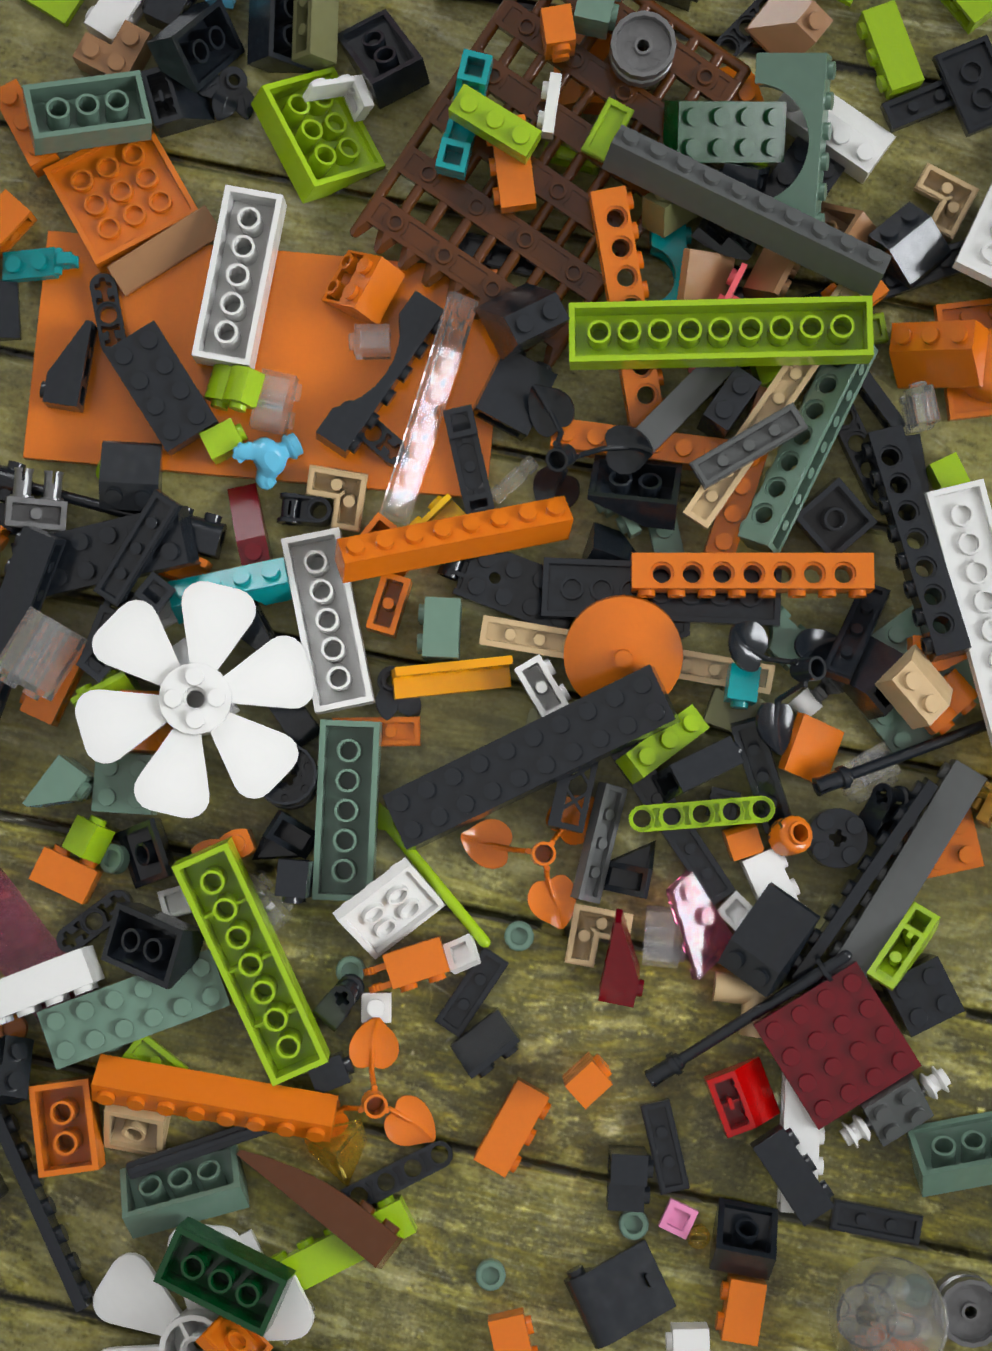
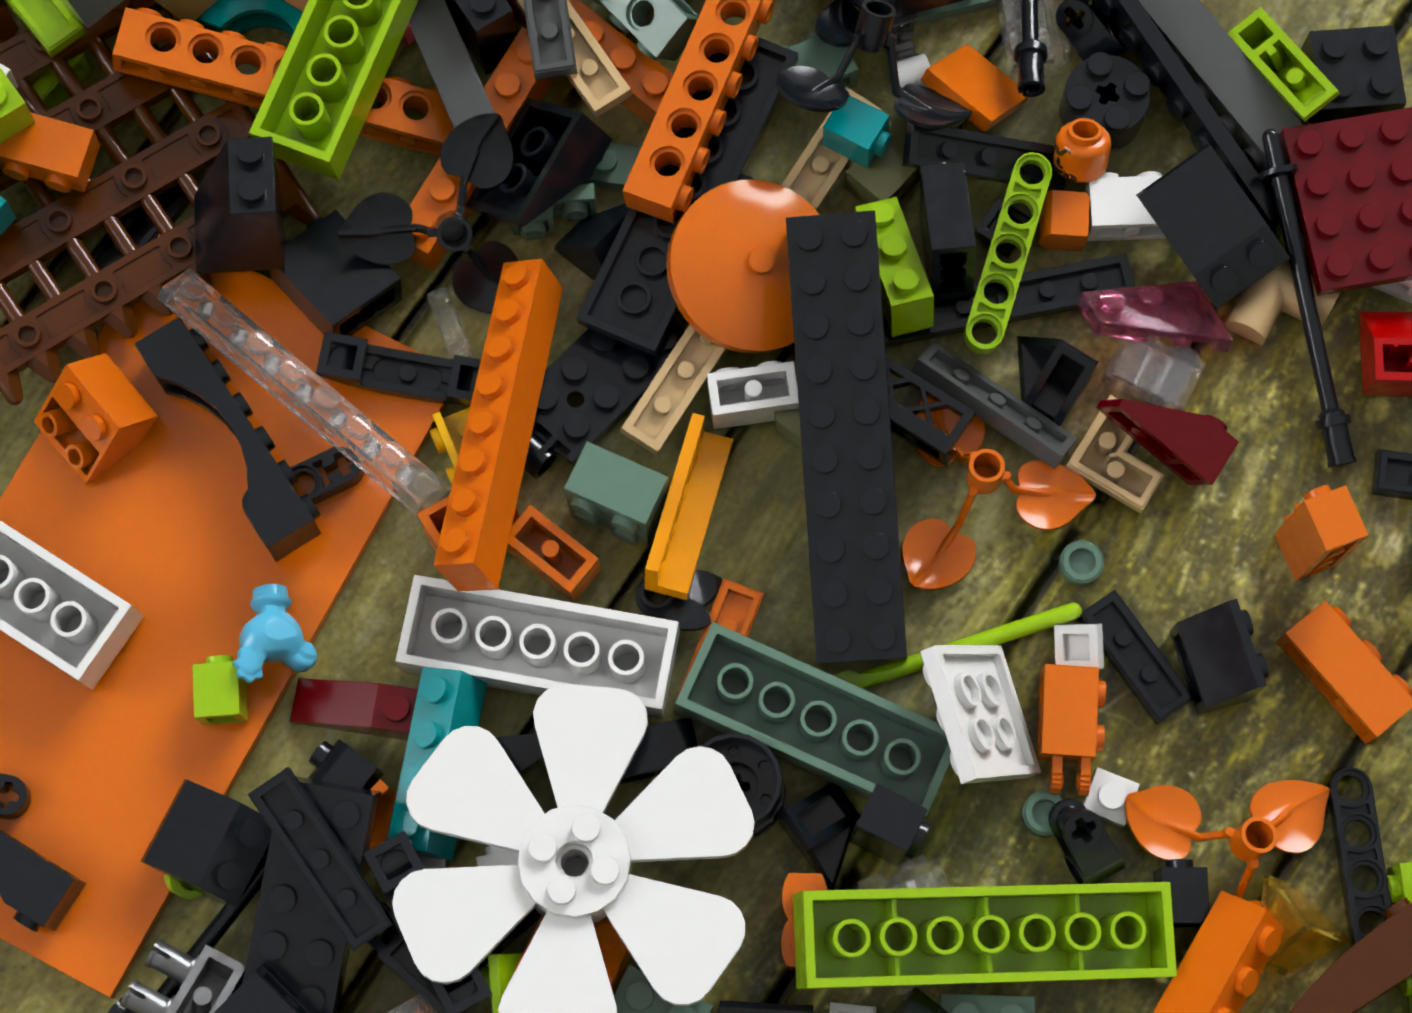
camera: 70 degrees left, 10 degrees down
(161, 387) = (103, 746): black brick -> none
(234, 387) = (151, 642): lime brick -> none
(275, 403) = (198, 599): clear brick -> none
(299, 509) = (367, 624): black piece -> none
(346, 489) = (363, 548): tan brick -> none
(371, 341) = (175, 435): clear brick -> none
(734, 910) = (1155, 264): white plate -> none

